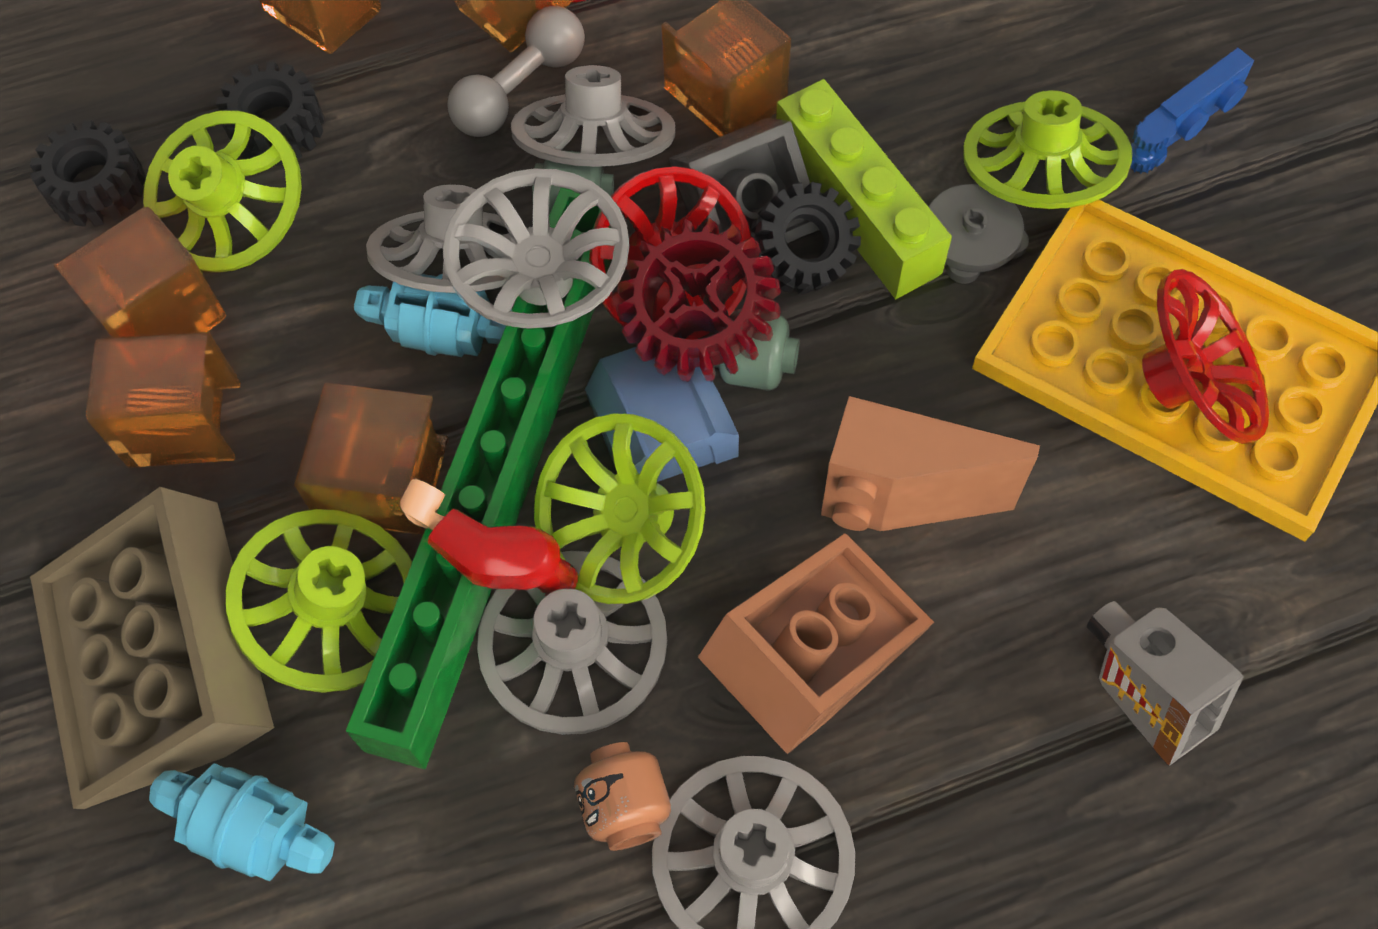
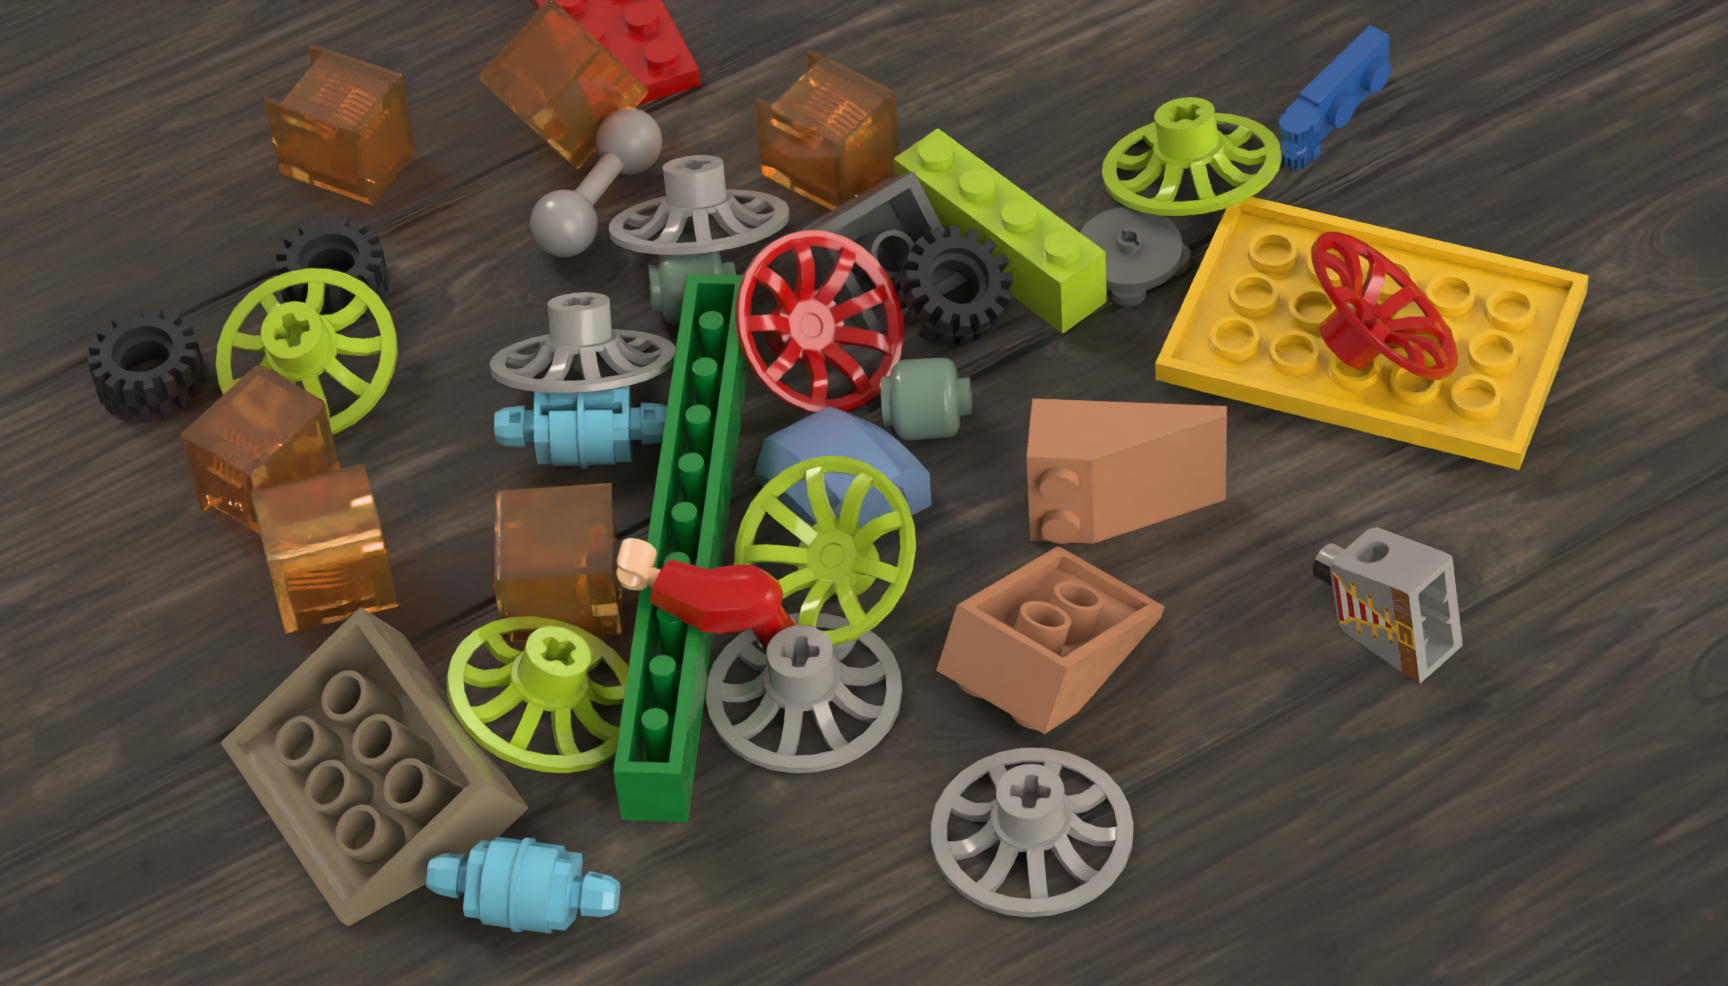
camera: 10 degrees left, 15 degrees down
(536, 258) = (691, 335): light grey wheel -> none
(622, 796) = (893, 793): nougat head -> none
(727, 264) = (863, 371): dark red gear -> none

